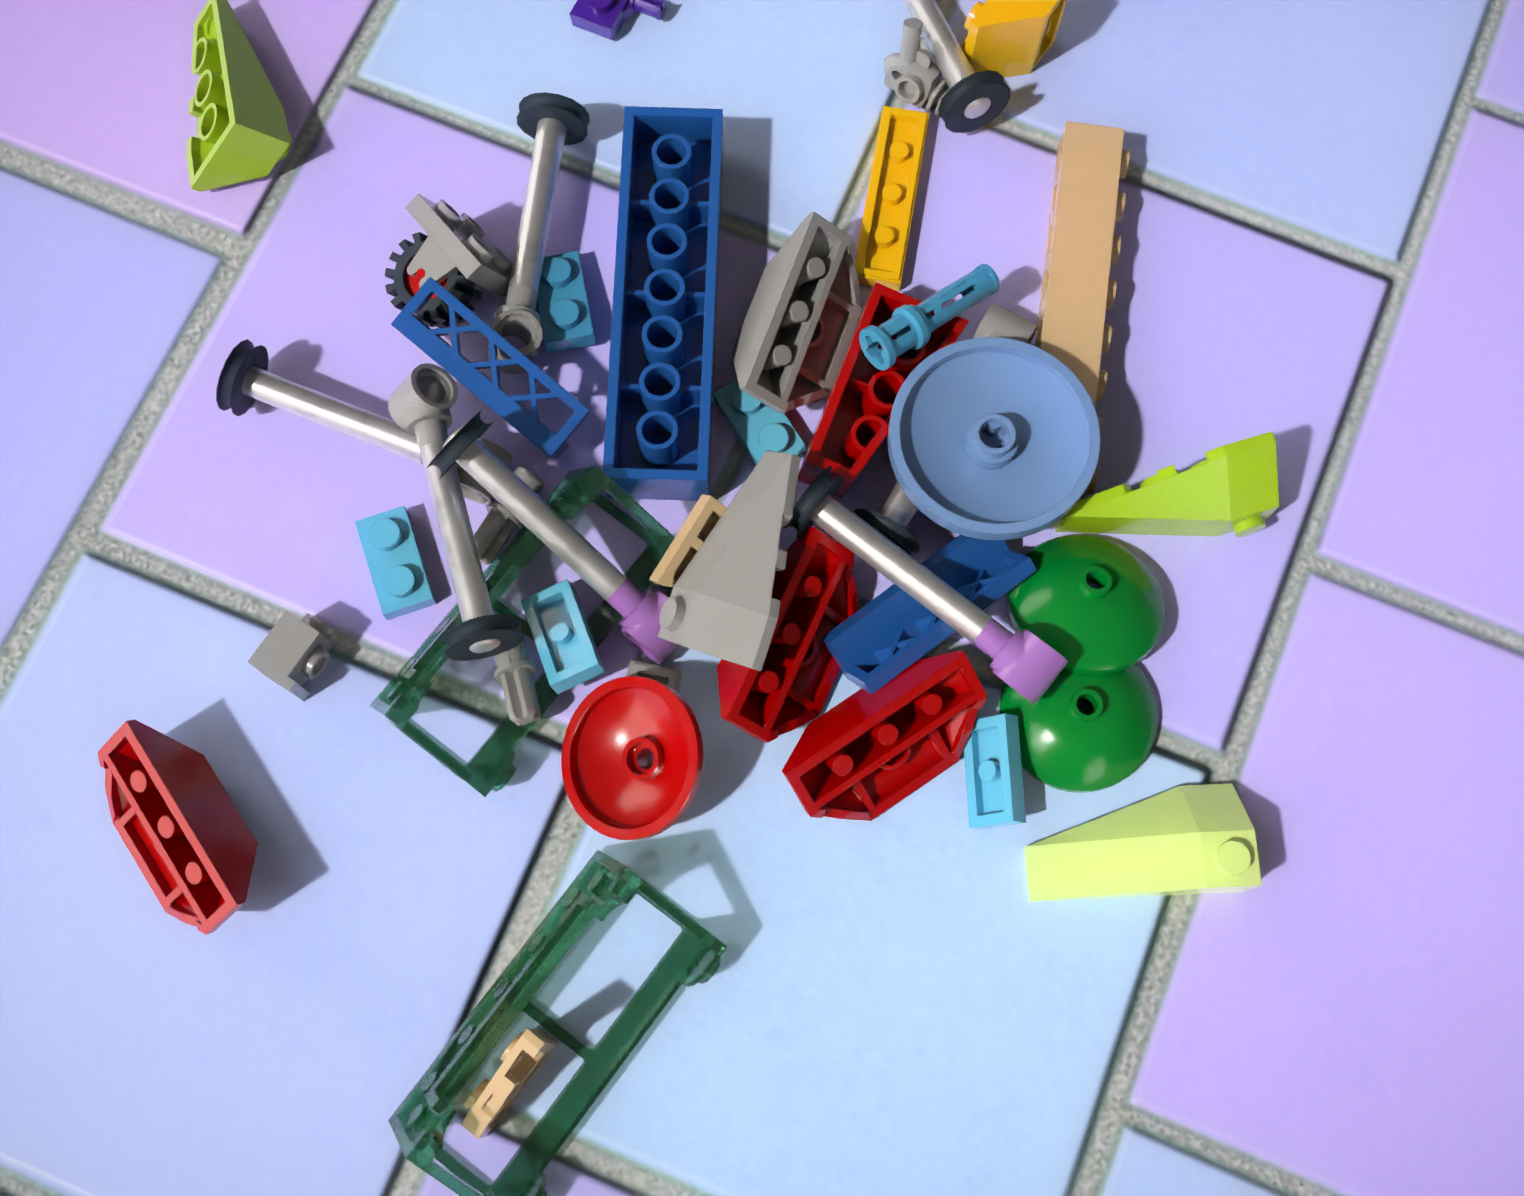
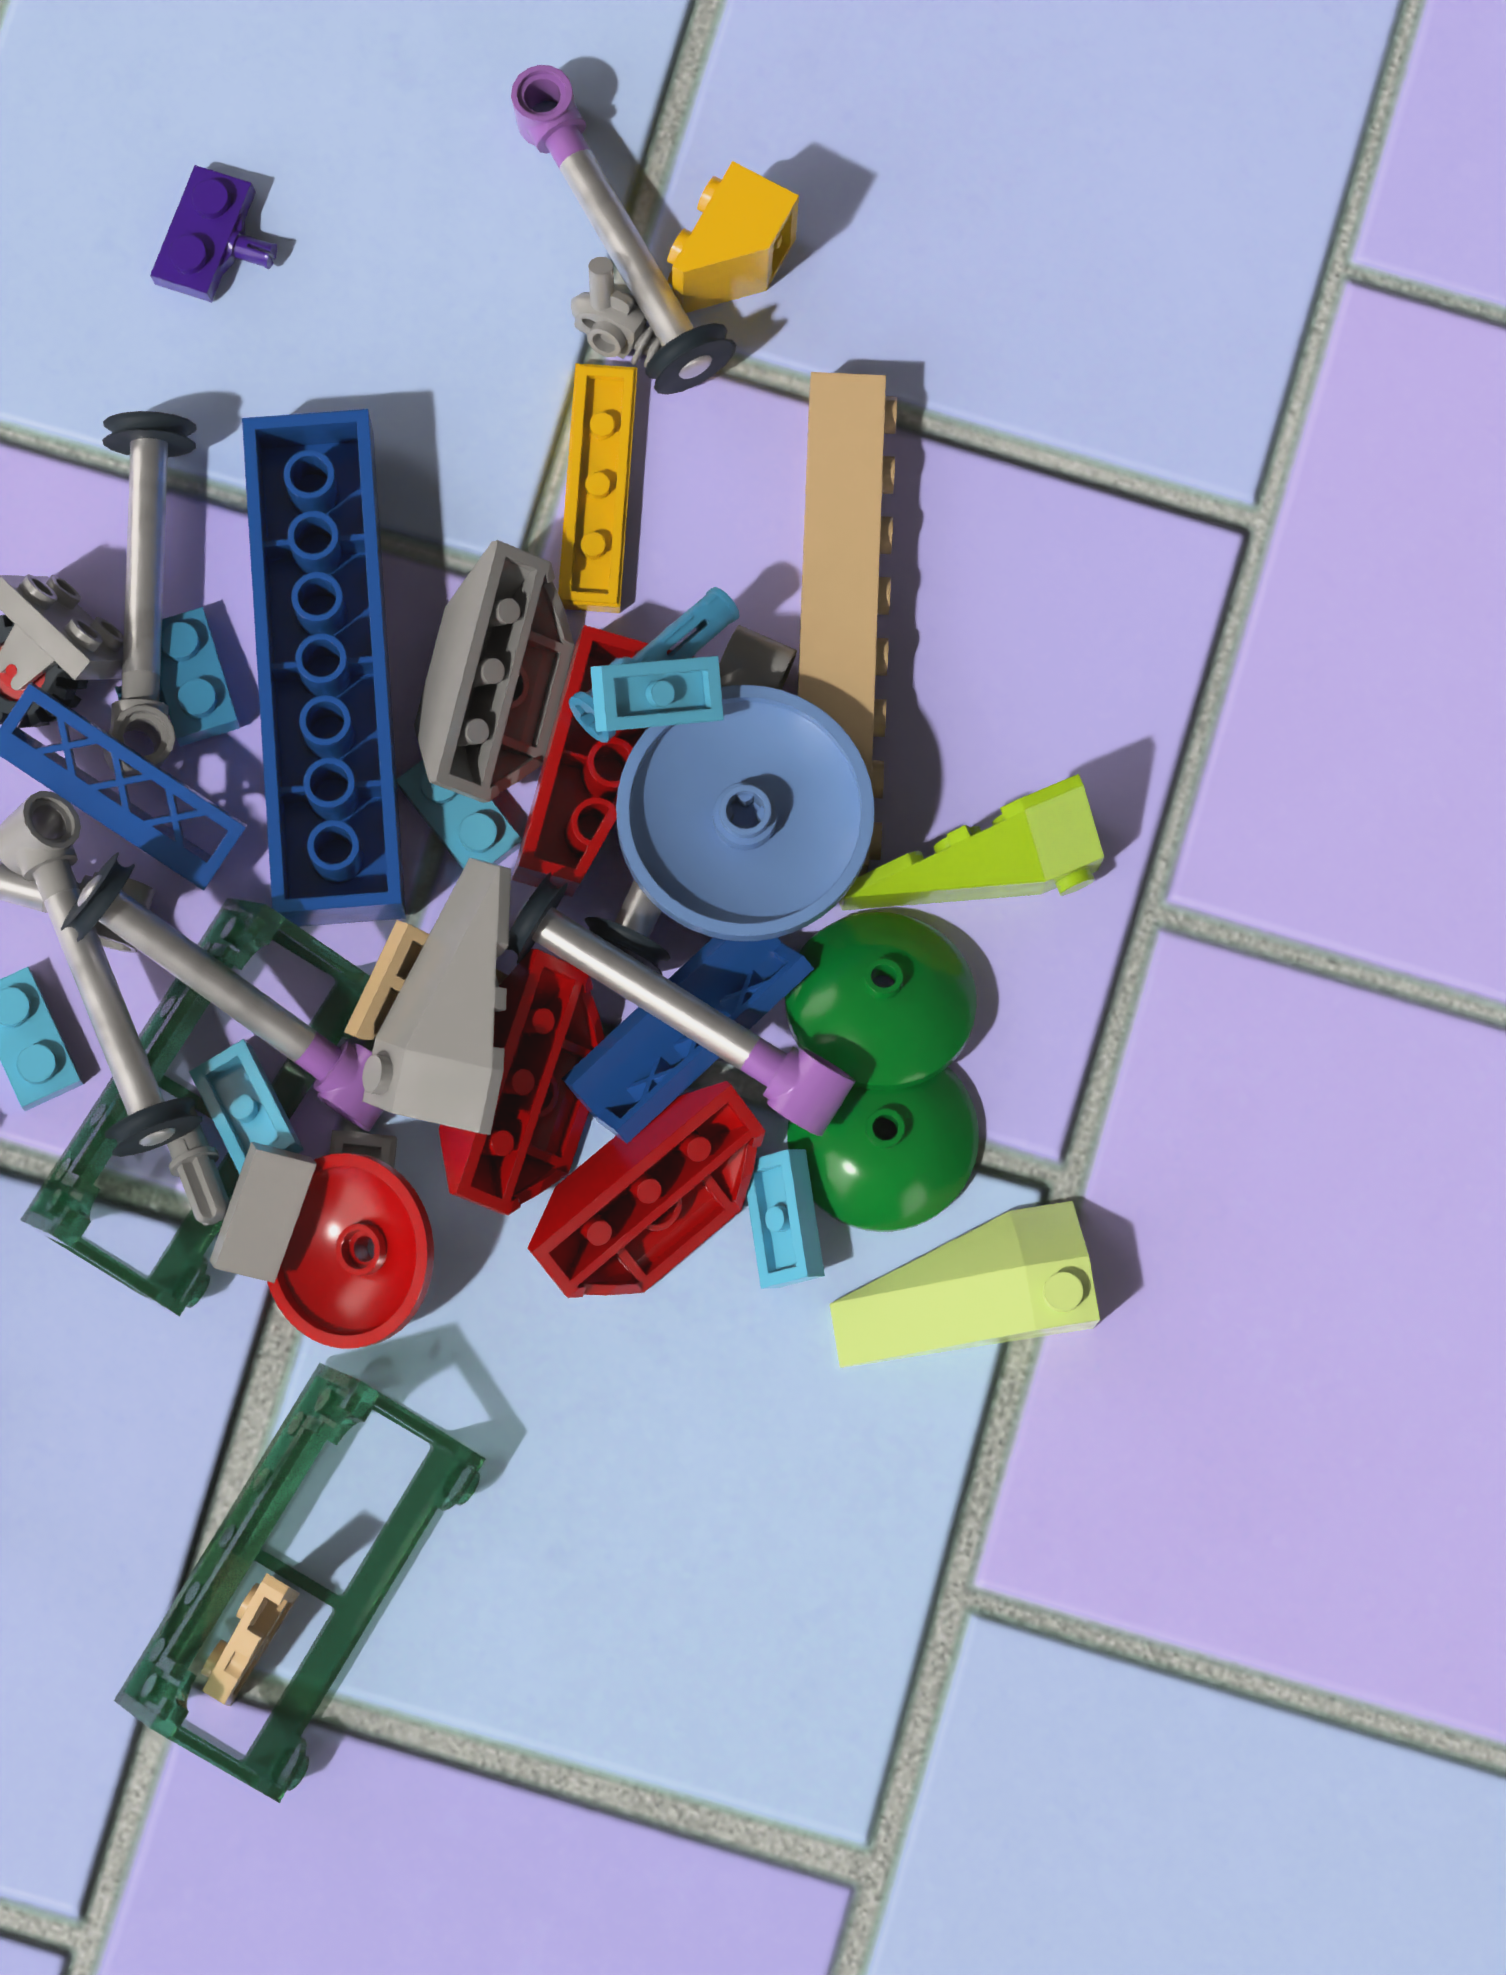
camera: 10 degrees left, 5 degrees up
(500, 522) = (148, 979): light grey axle -> none
(564, 718) = (262, 1212): none -> light grey tile
(933, 329) = (656, 693): none -> medium azure plate

